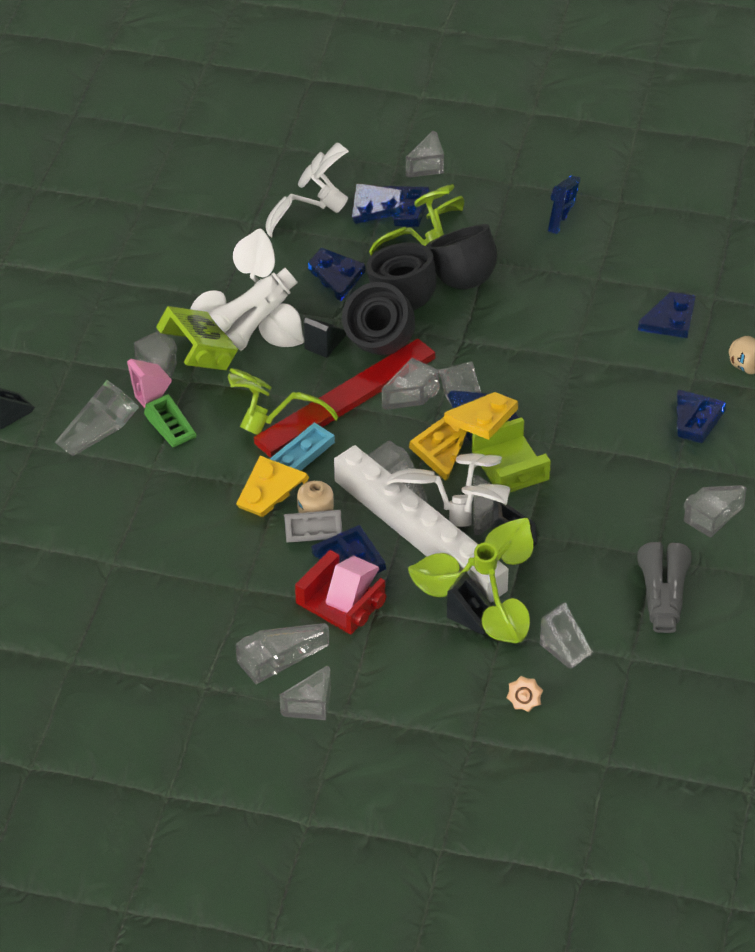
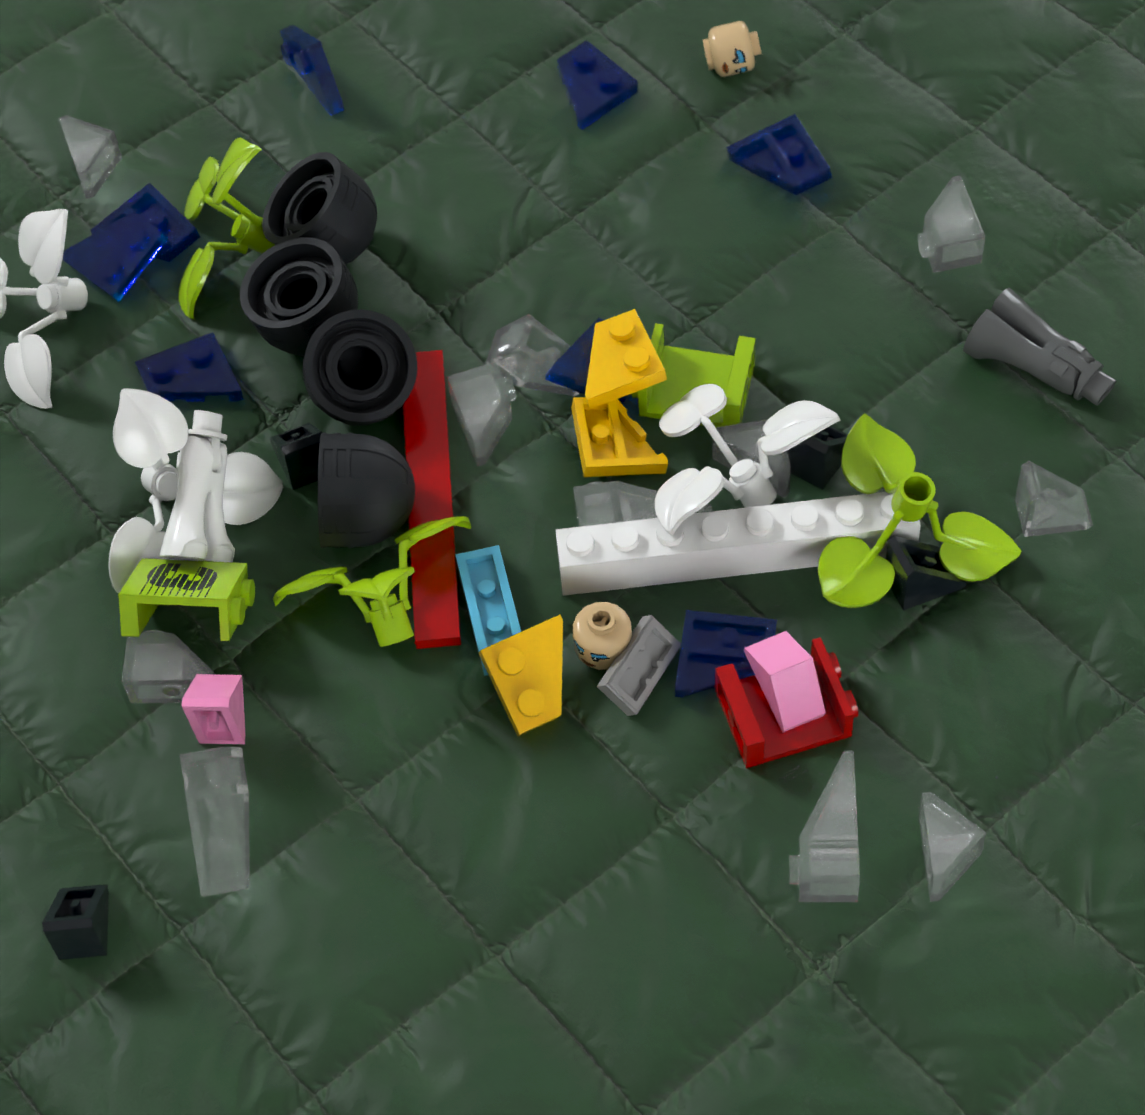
camera: 50 degrees left, 10 degrees up
(155, 408) = (279, 740): bright green slope -> none
(308, 358) = (362, 490): none -> black piece
(524, 693) = (1113, 598): light nougat piece -> none

